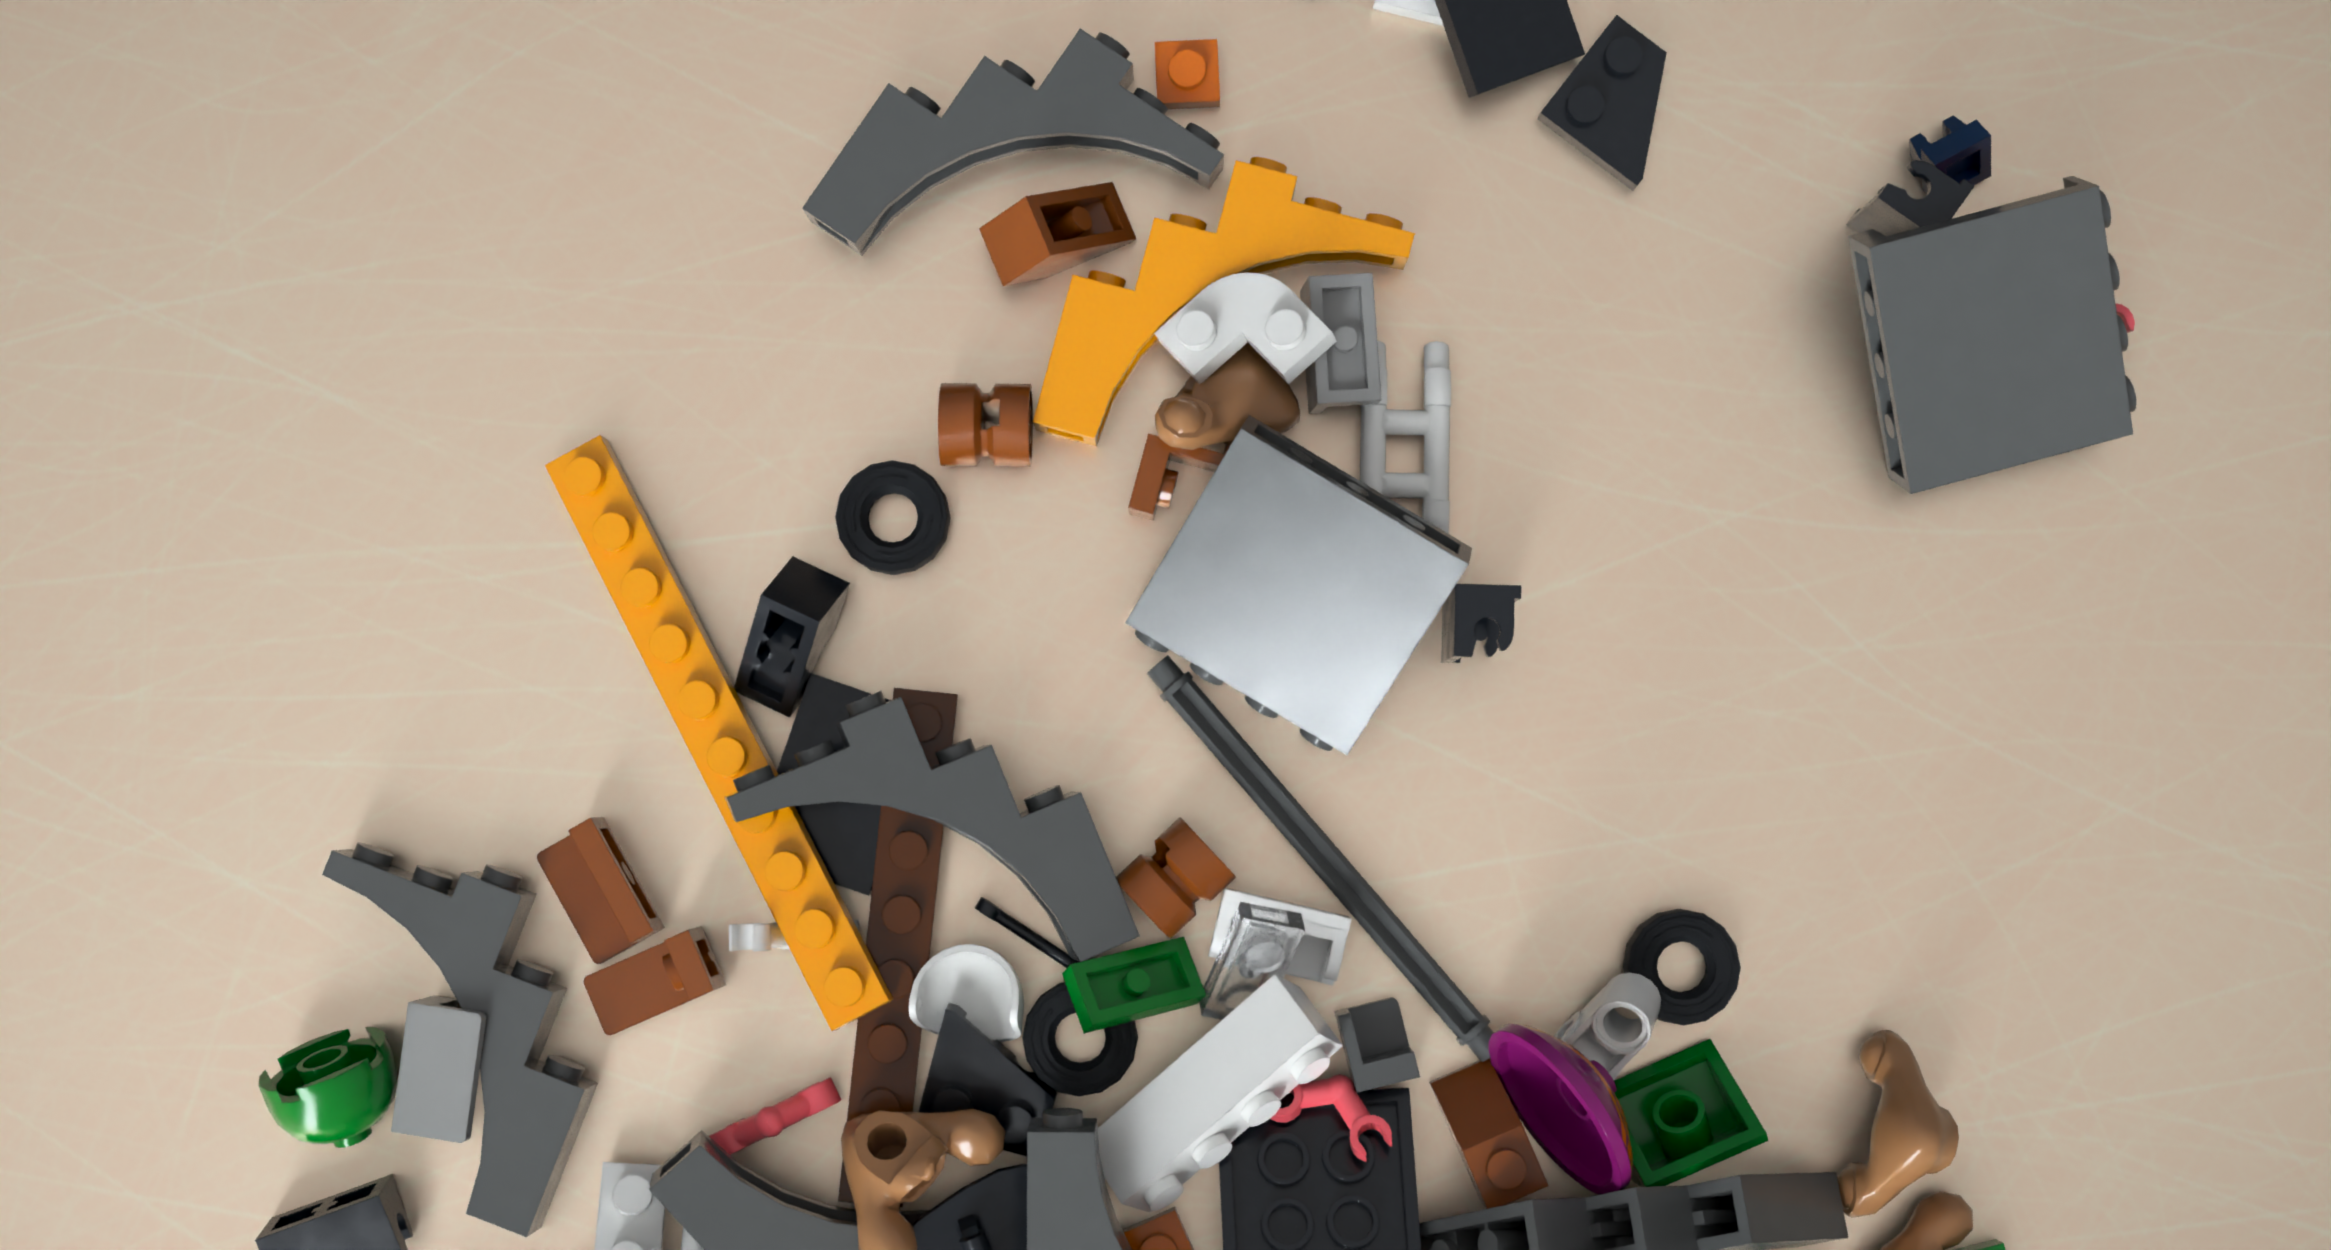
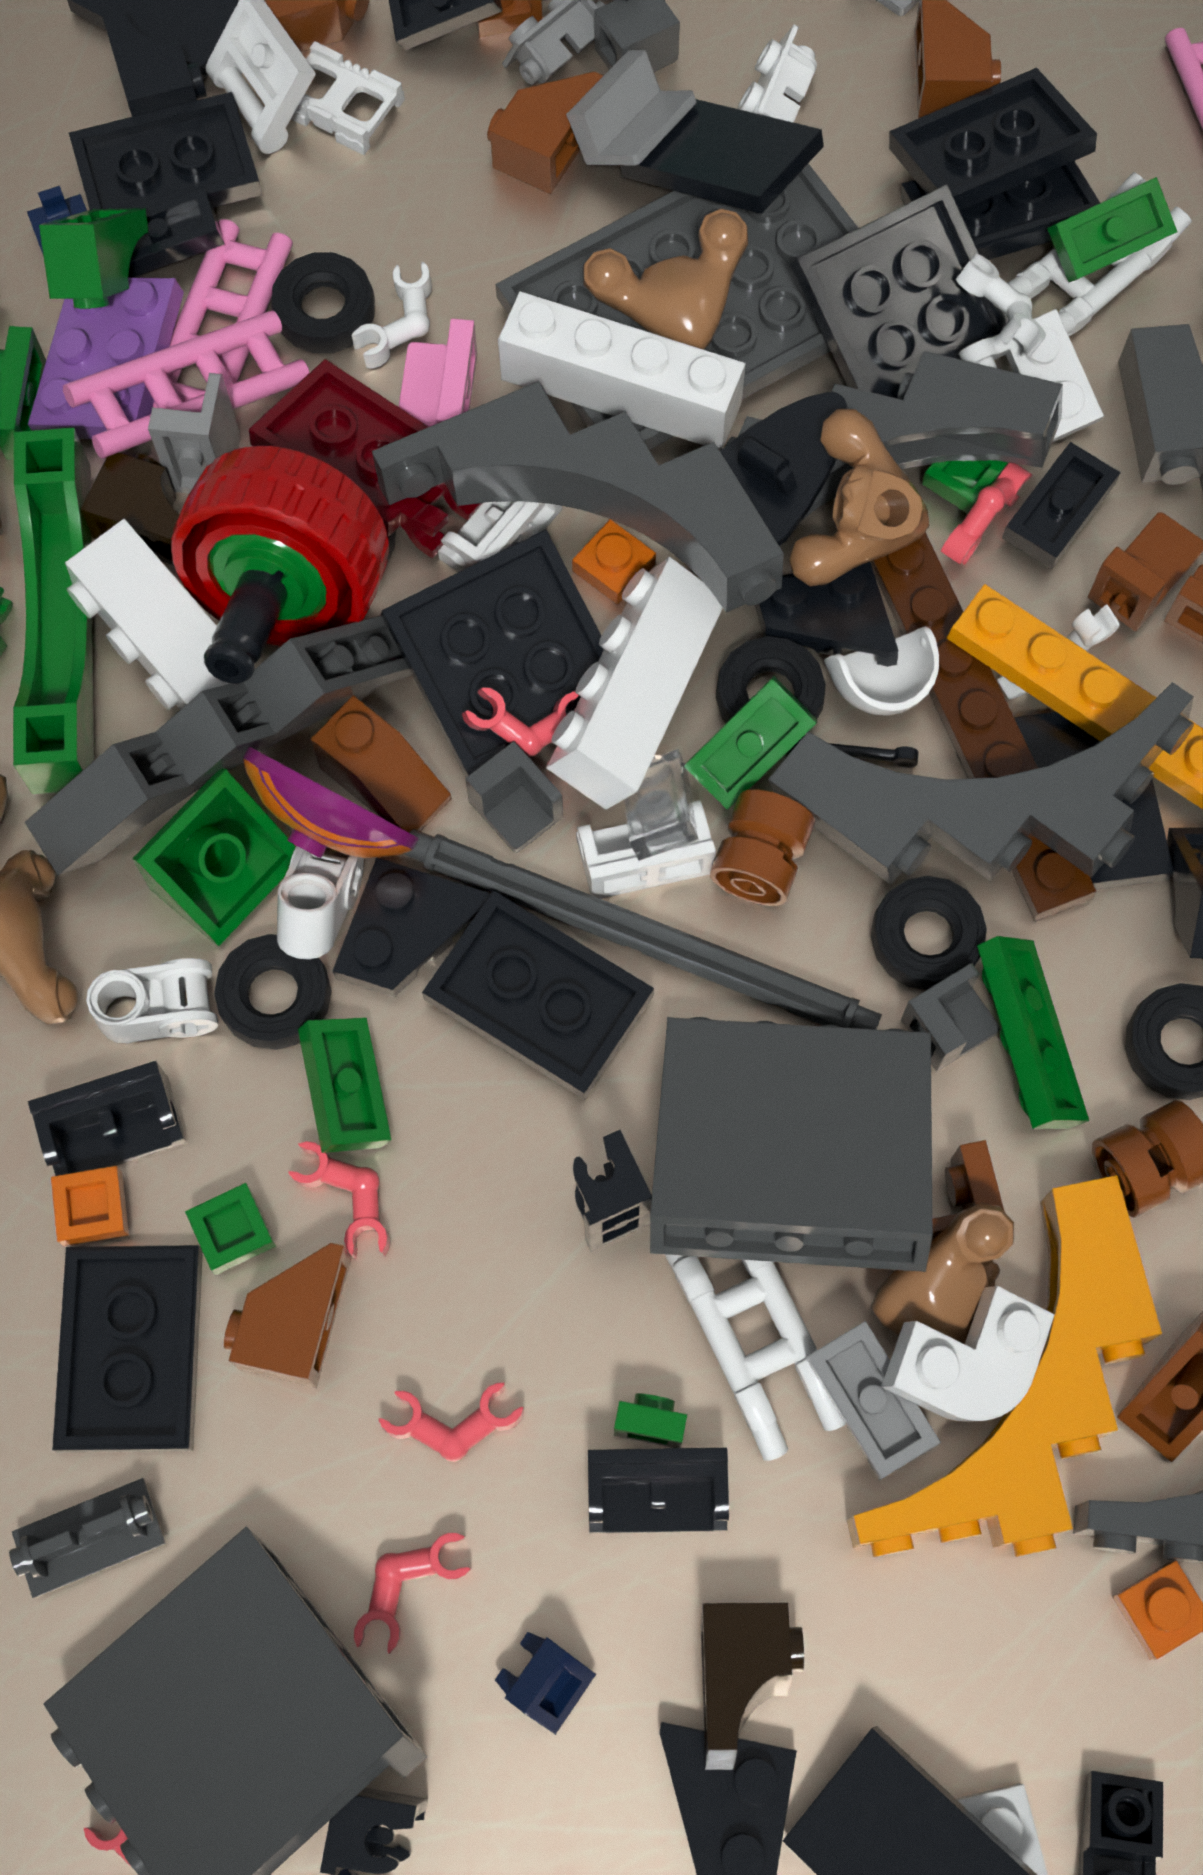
camera: 150 degrees right, 15 degrees down
(697, 1090) = (1060, 505): none -> black plate
(778, 1162) = (962, 480): none -> green plate
(1025, 588) = (1032, 1033): none -> green plate
(1025, 718) = (934, 896): none -> black tyre
(1087, 637) = (952, 1016): none -> dark grey panel
(1445, 844) = (538, 994): none -> black plate
(1531, 420) = (650, 1421): none -> green plate
(1534, 971) = (402, 925): none -> black wing
(1551, 367) = (658, 1490): none -> black hinge
(1554, 194) = (745, 1661): none -> dark brown arch
(1657, 843) = (344, 1084): none -> green plate
(1679, 750) = (360, 1181): none -> coral arm
(1704, 489) = (455, 1442): none -> coral arm
(1714, 255) = (548, 1683): none -> dark blue tile
(1785, 1003) = (159, 1001): none -> white piece
(1797, 409) = (390, 1572): none -> coral arm
(1798, 652) = (290, 1319): none -> dark orange slope
(1813, 761) = (230, 1229): none -> green plate
(1881, 912) = (108, 1120): none -> black hinge
(1927, 843) = (89, 1206): none -> orange plate
(1942, 704) = (128, 1349): none -> black tile
(2041, 559) = (86, 1538): none -> dark grey hinge

